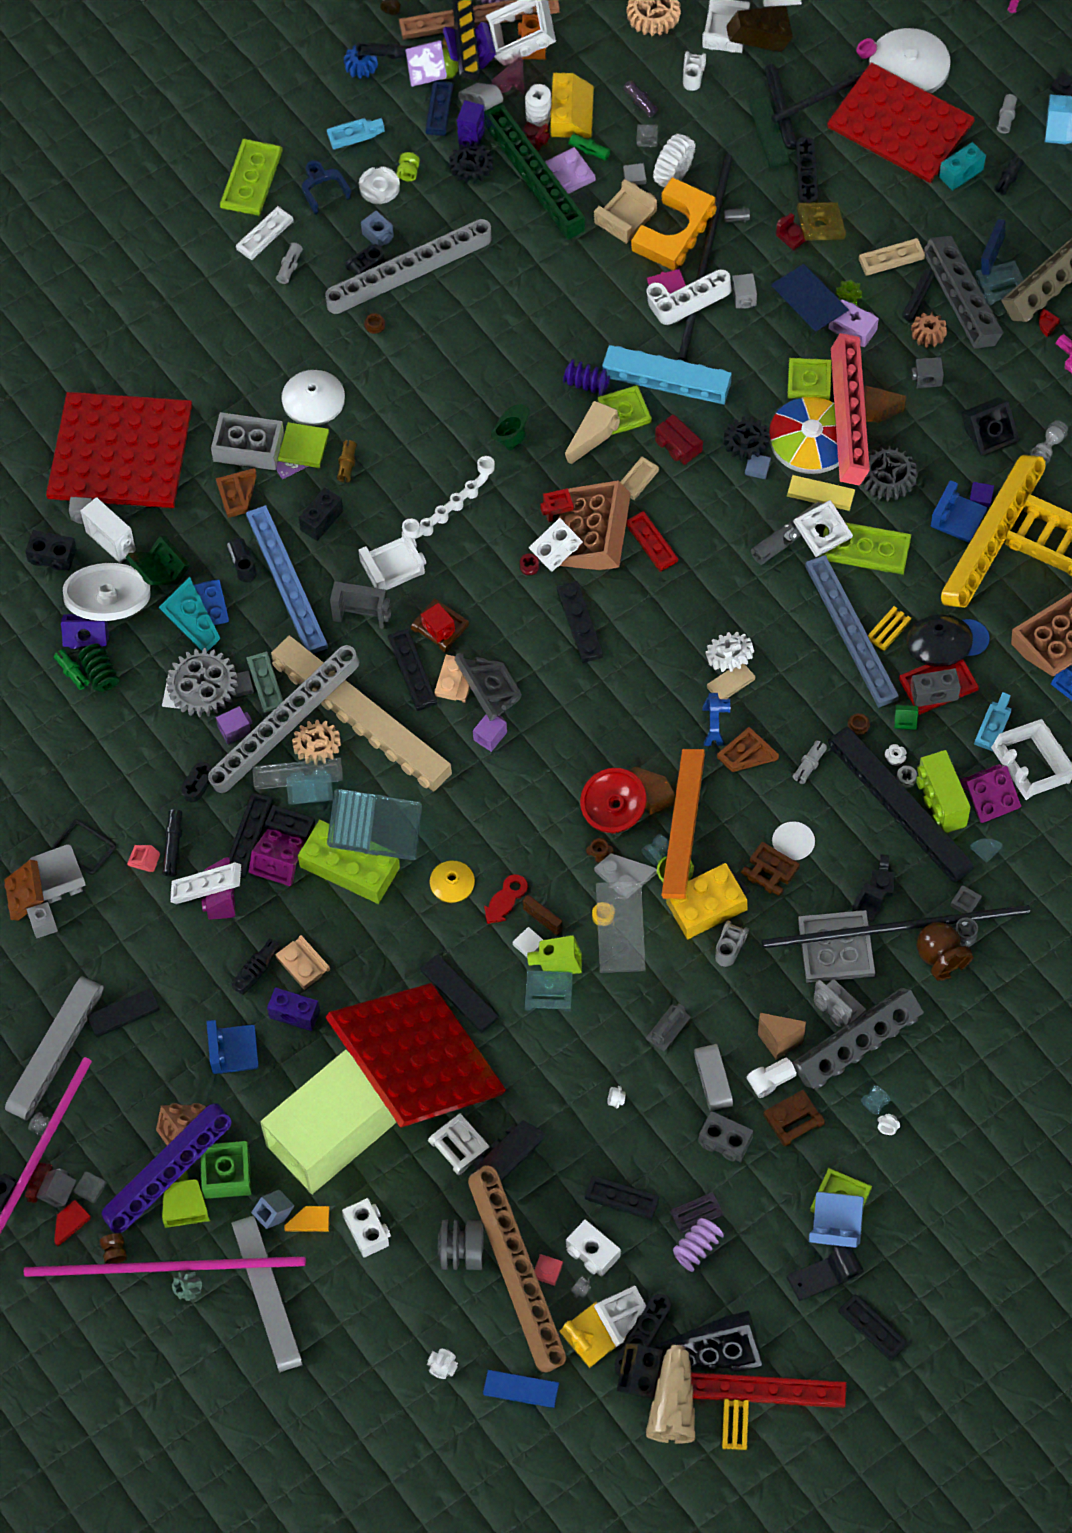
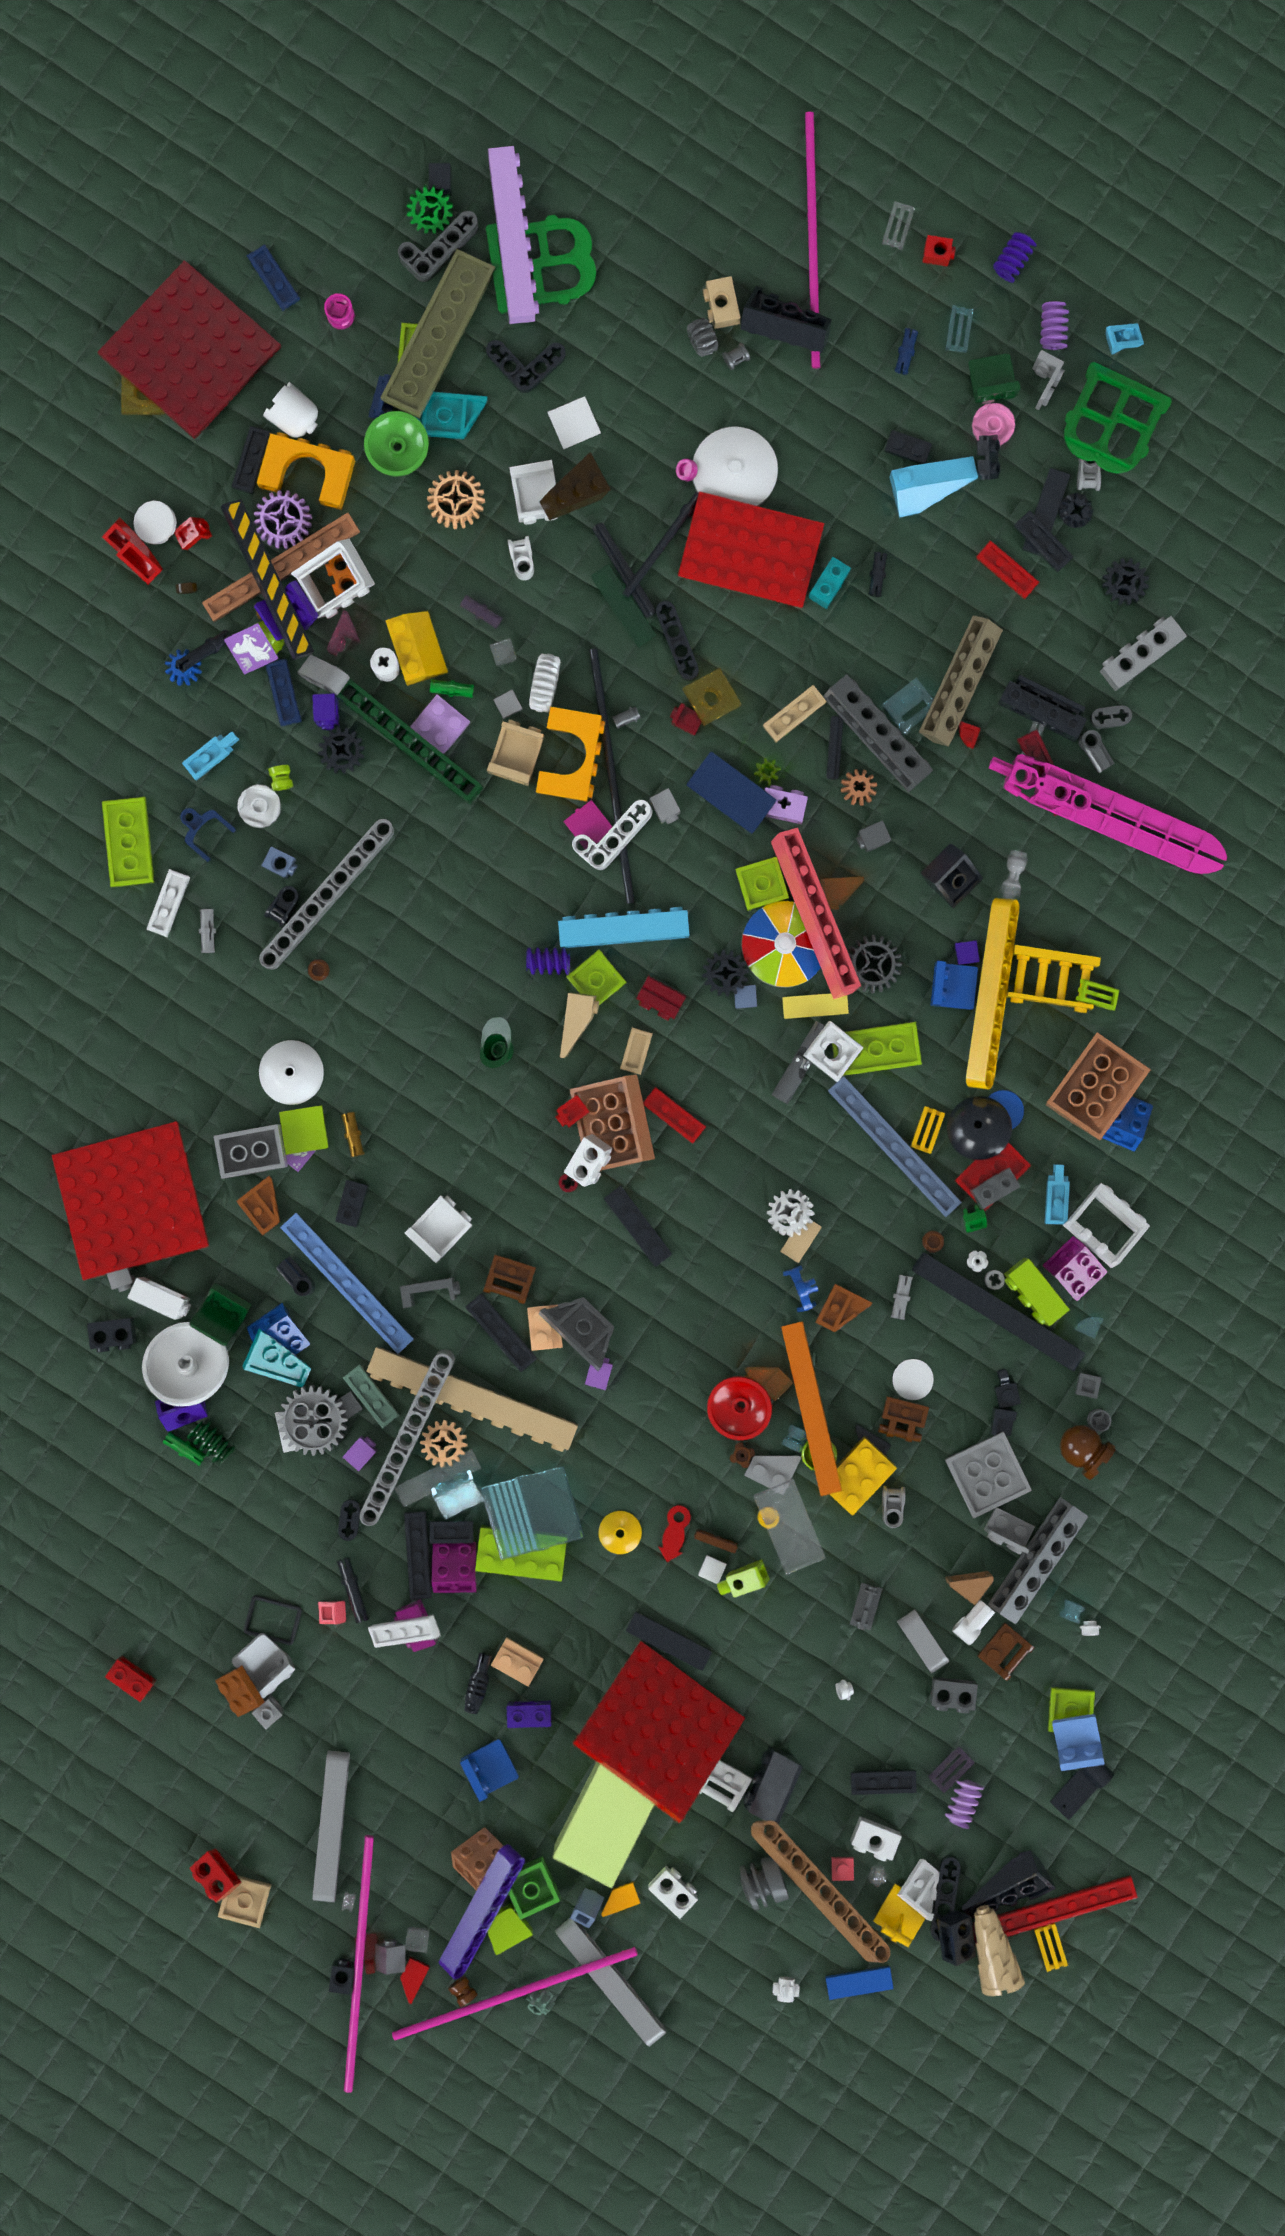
camera: 25 degrees left, 25 degrees up
(123, 1012) = (377, 1768): black tile -> none
(411, 526) = (448, 1197): white bar -> none
(438, 623) = (511, 1286): red brick -> none
(537, 135) = (391, 693): dark red bracket -> none
(548, 984) = (745, 1604): clear light blue plate -> none
(873, 1327) = (1137, 1818): black tile -> none
(891, 927) = (1036, 1439): black piece -> none
(993, 247) = (891, 671): dark blue tile -> none
(1007, 113) = (852, 500): light grey pin -> none

